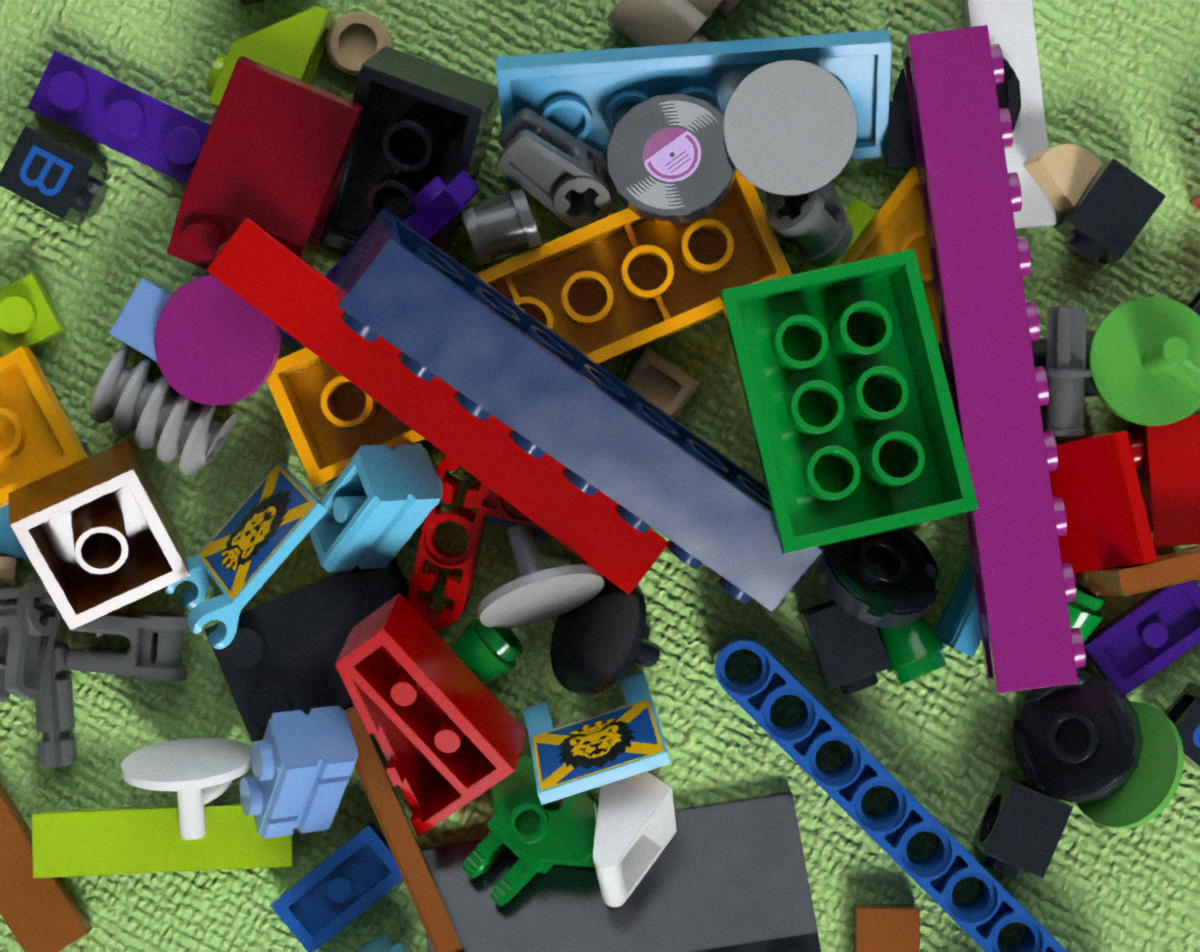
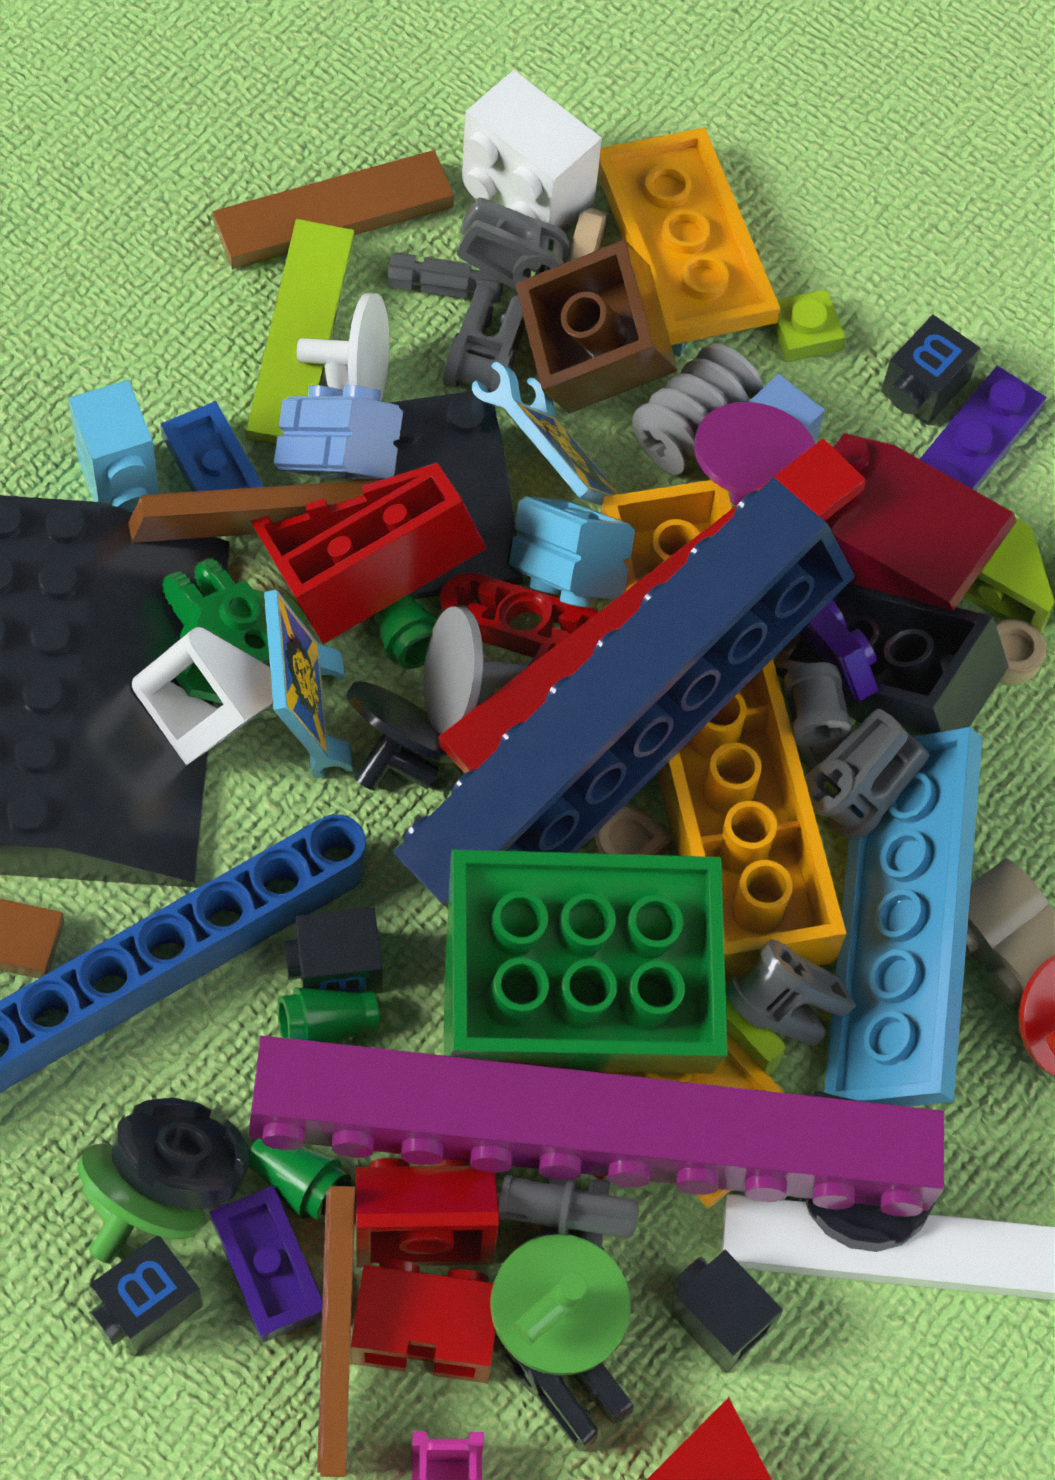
camera: 95 degrees right, 25 degrees down
(670, 159) = (856, 866): black tile -> none
(790, 127) = (869, 966): light grey shield -> none
(880, 577) = (397, 989): black tile -> none
(1020, 828) = (99, 1082): black brick -> none
(1063, 173) = (779, 1267): tan tile -> none

